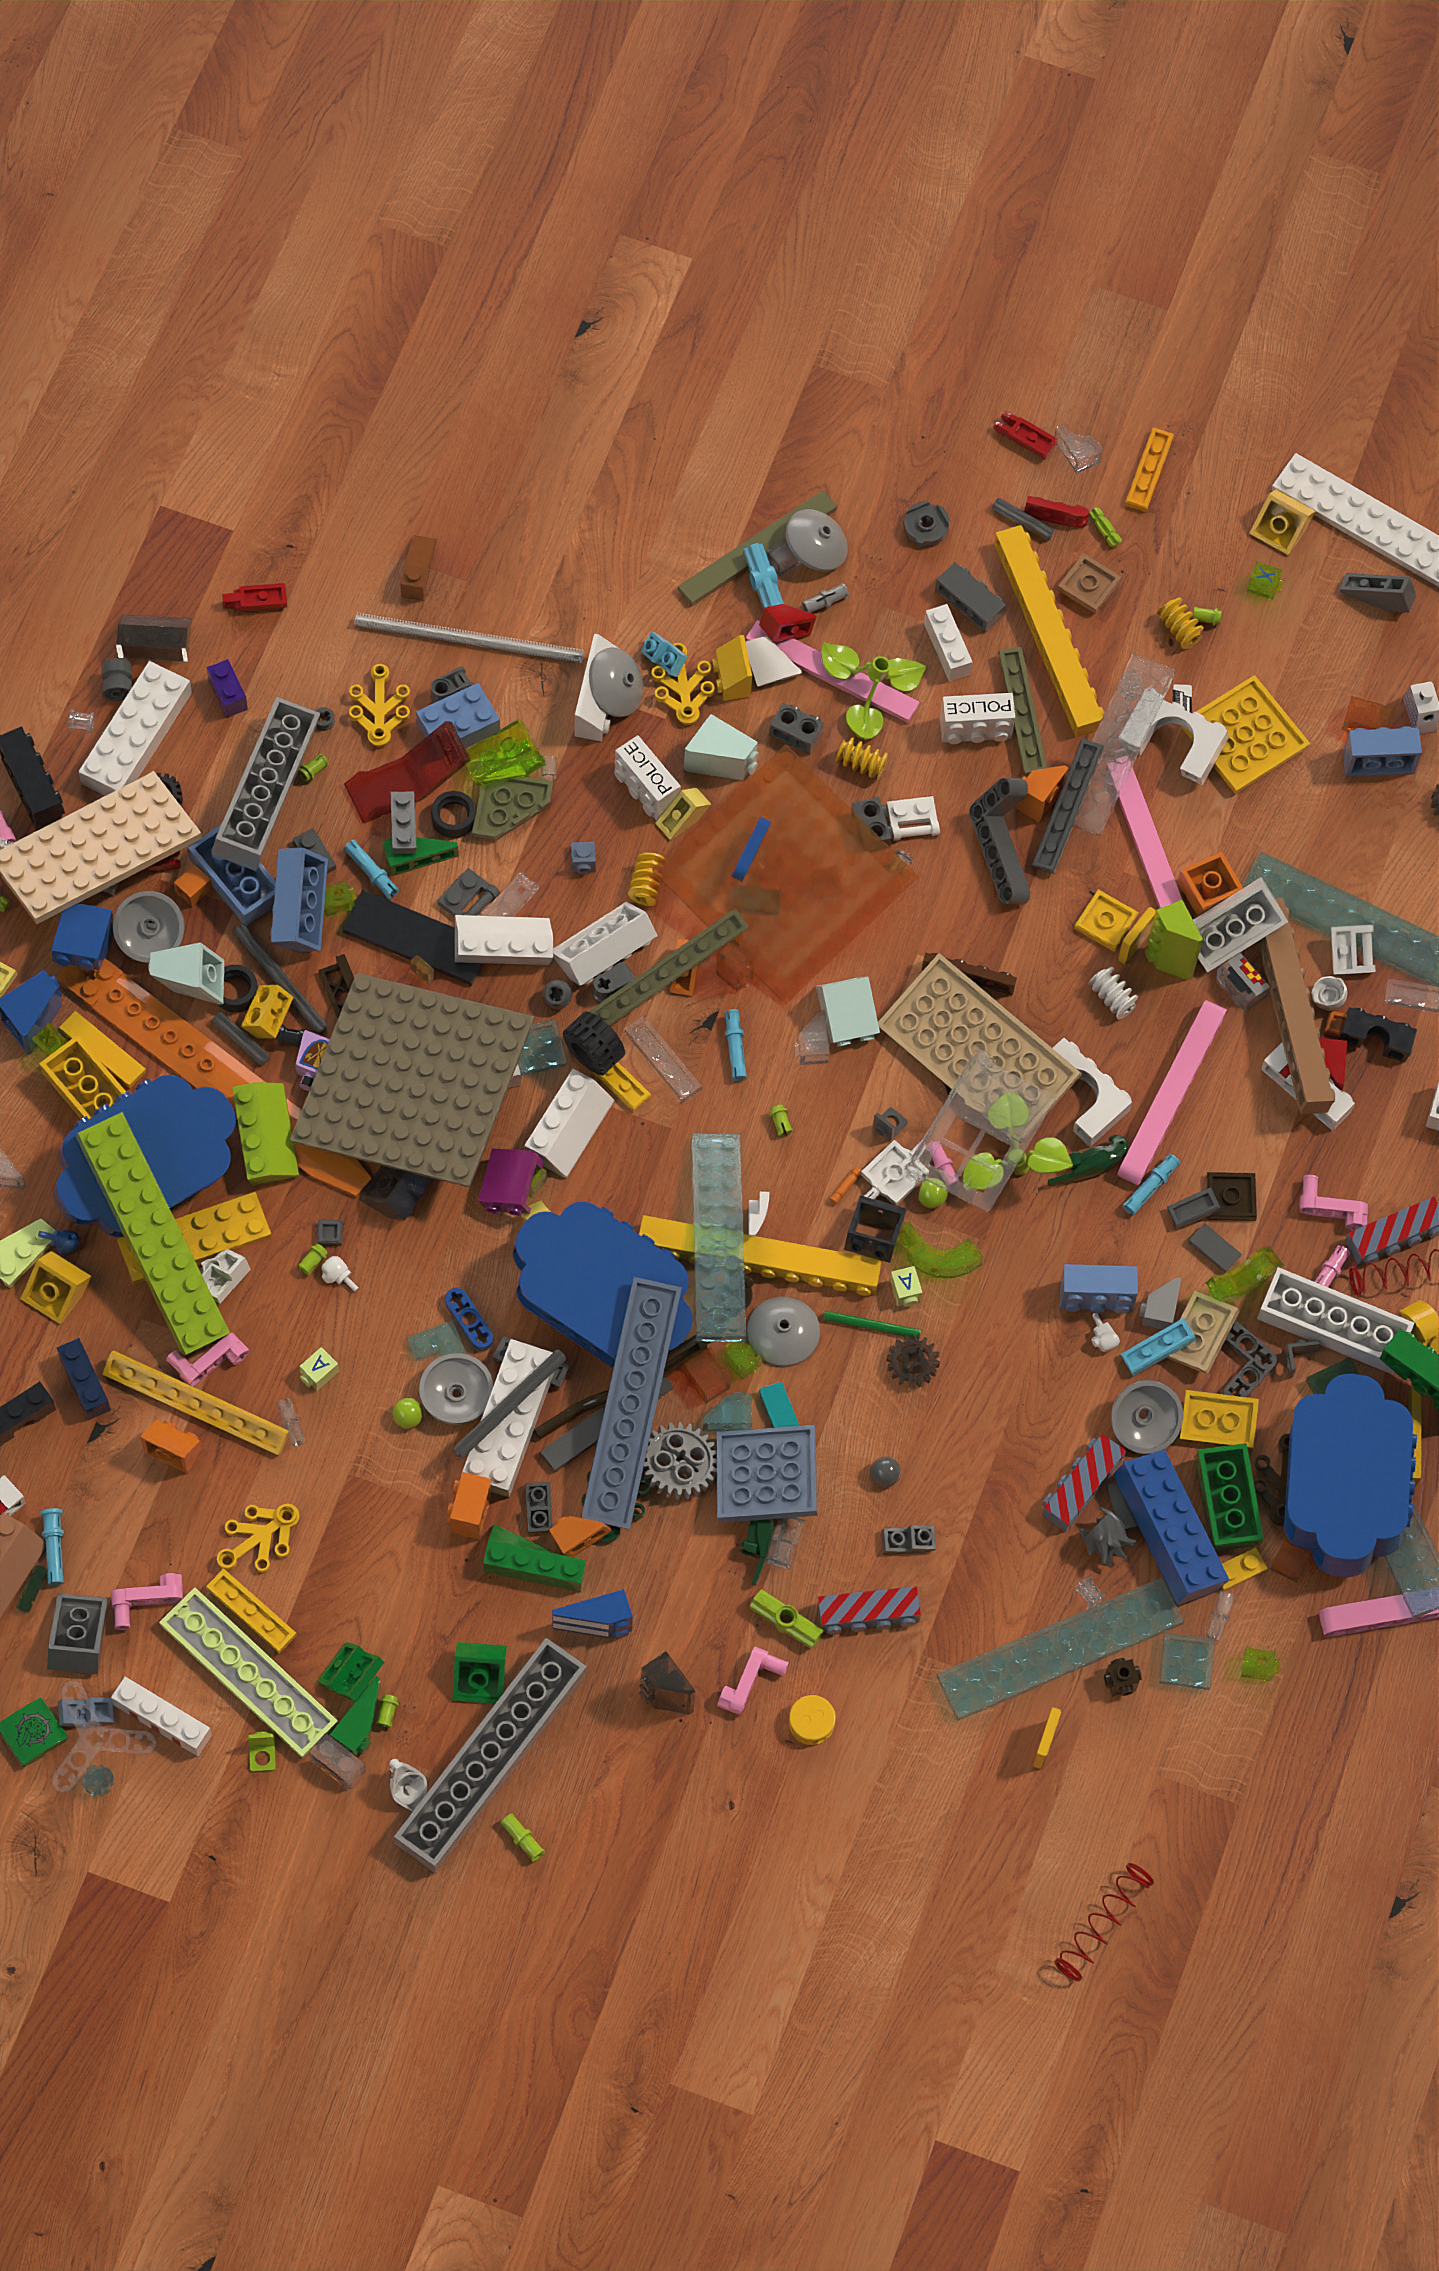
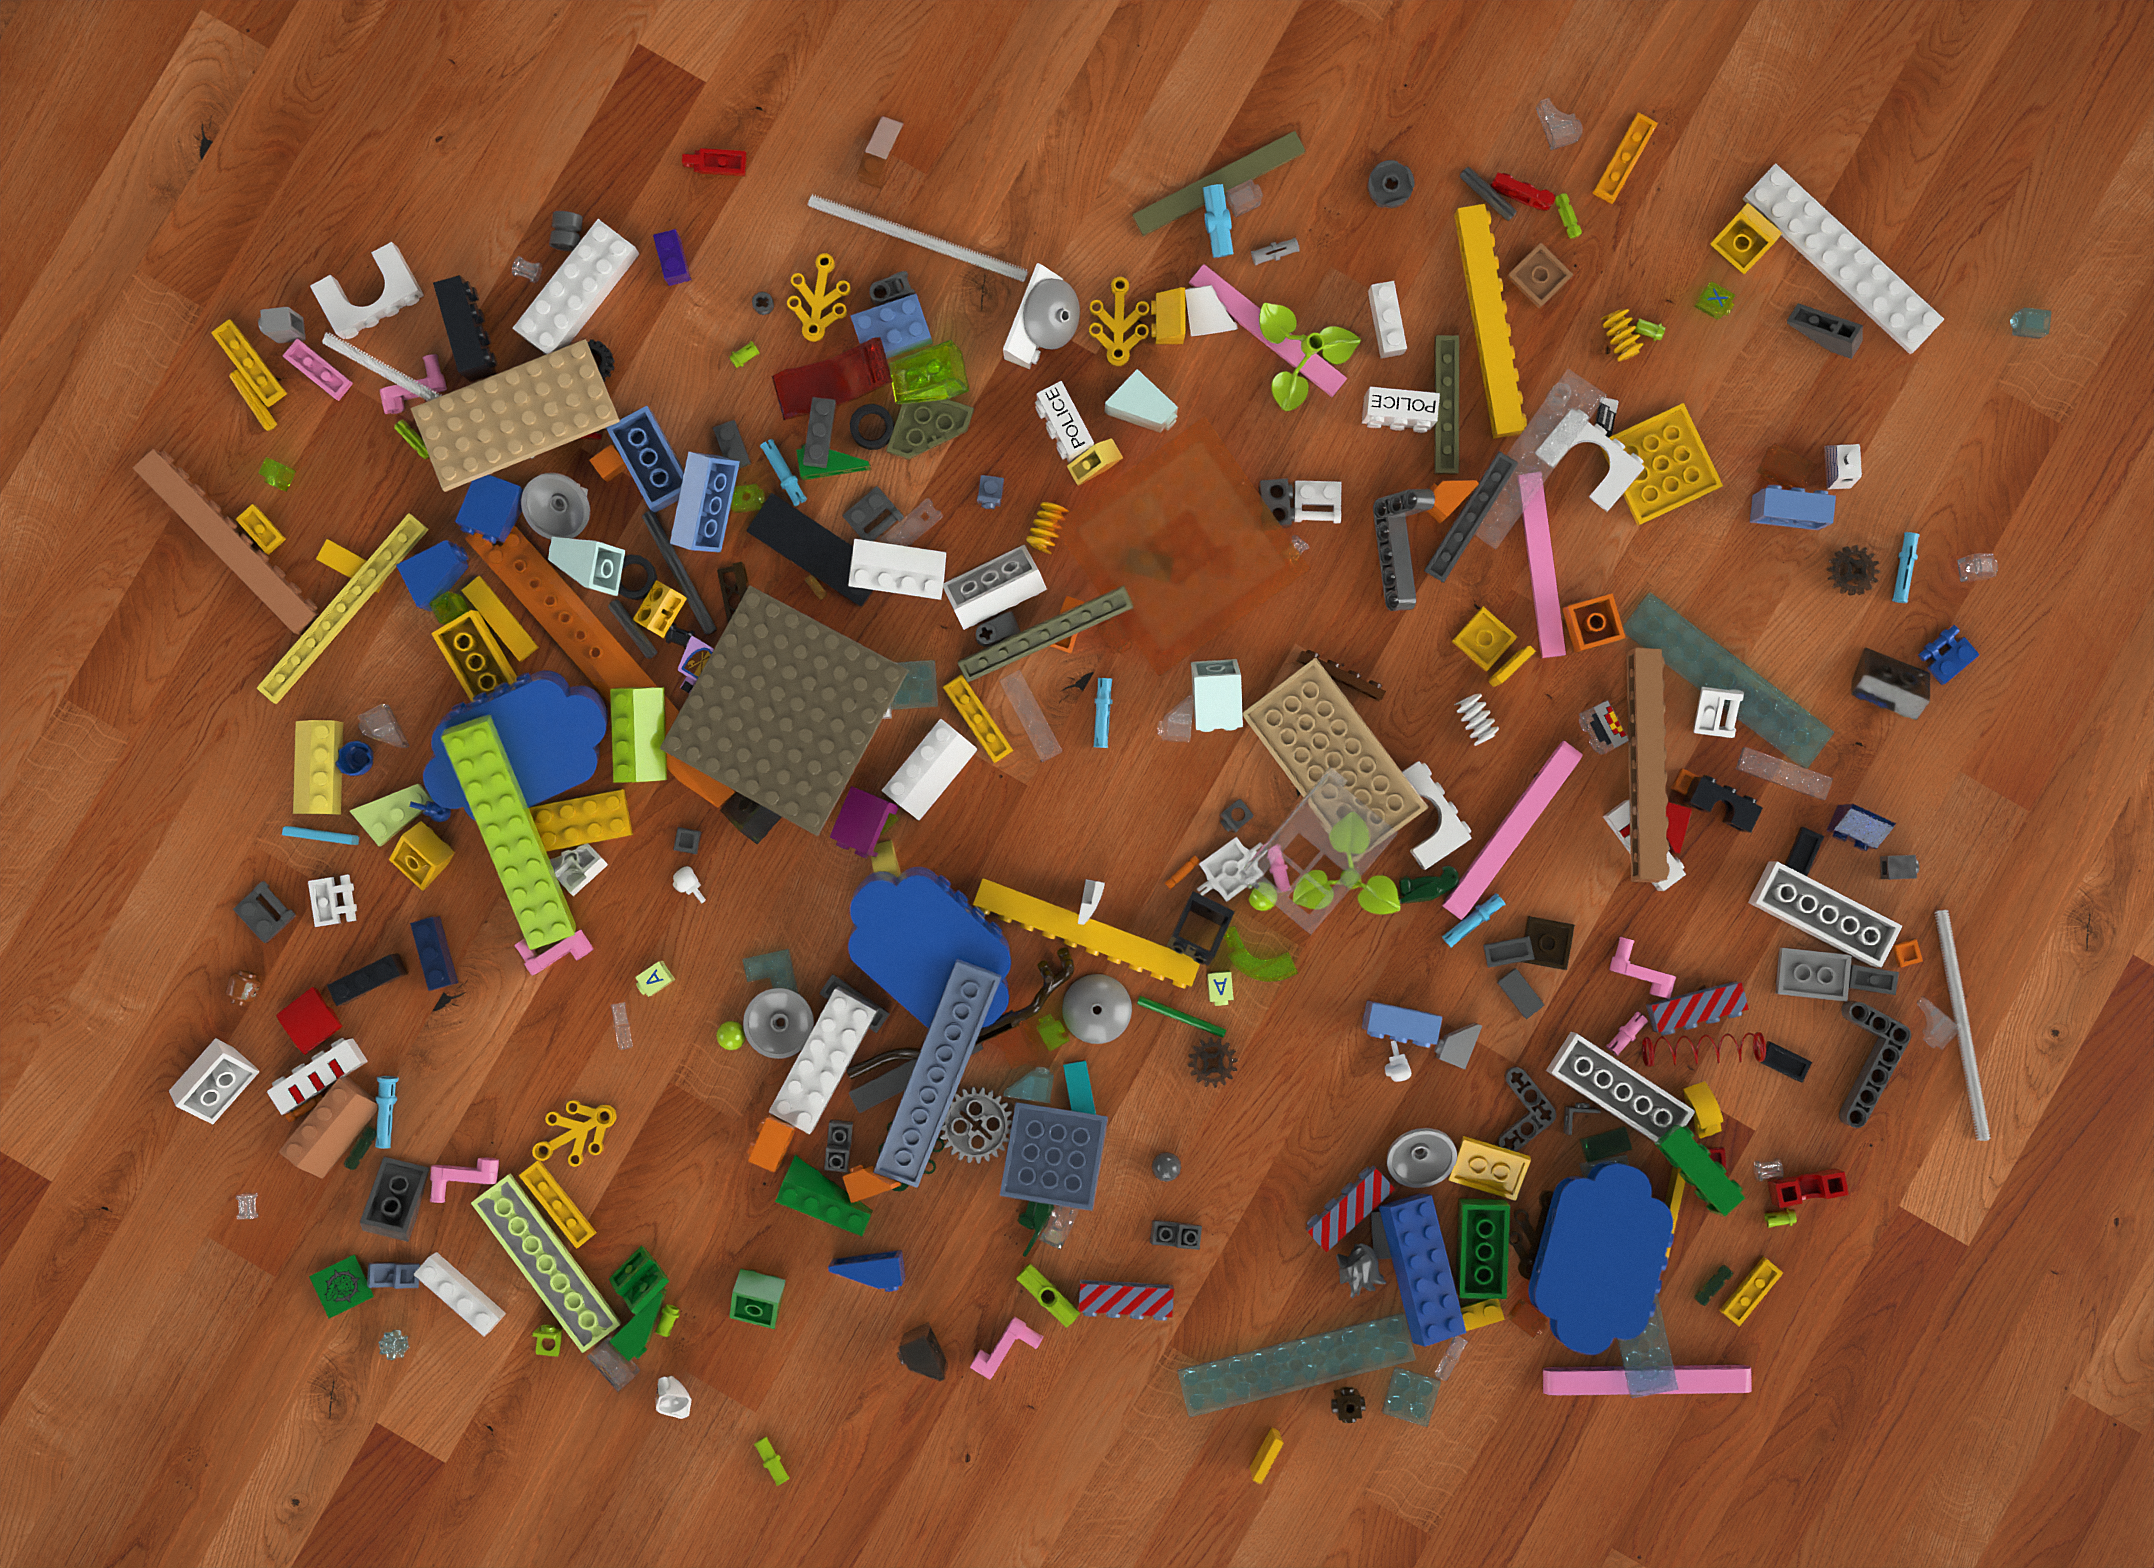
camera: 10 degrees right, 20 degrees up
(84, 1746) = (385, 1309): clear piece -> none
(153, 637) = (609, 188): clear smoke slope -> none
(171, 1445) = (505, 1033): orange slope -> none
(196, 1402) = (535, 993): yellow plate -> none
(265, 784) = (690, 372): light grey brick -> none
(312, 1259) = (666, 866): lime pin -> none
(454, 1309) = (803, 968): blue beam -> none
(490, 1755) = (753, 1383): light grey brick -> none
(514, 1399) = (822, 1056): dark grey axle -> none
(549, 771) = (974, 394): clear hinge -> none
(557, 994) = (940, 634): dark grey piece -> none
(594, 1043) = (964, 699): black tyre -> none
(664, 653) = (1106, 287): medium azure slope -> none
(718, 1237) = (1049, 915): clear light blue plate -> none
(751, 849) = (1150, 522): blue beam -> none
(780, 1119) = (1132, 797): lime pin -> none
(786, 622) = (1231, 273): red slope -> none
(793, 732) = (1216, 392): dark grey brick -> none
(812, 1720) = (1054, 1395): yellow head -> none
(816, 540) = (1268, 187): light grey dish -> none
(863, 758) = (1279, 431): yellow piece -> none
(970, 597) = (1419, 272): dark grey brick -> none
(1026, 435) = (1509, 101): red hinge -> none
(1090, 1592) = (1334, 1316): clear bush -> none
(1158, 1347) = (1446, 1087): medium azure tile -> none
(1174, 941) = (1546, 686): lime slope -> none
(1210, 1325) = (1490, 1080): tan plate -> none
(1237, 923) = (1608, 671): white slope -> none
(1246, 1277) = (1542, 1031): clear neon green arch -> none
(1253, 1669) = (1470, 1407): clear neon green brick -> none
(1329, 993) = (1685, 753): white hair -> none

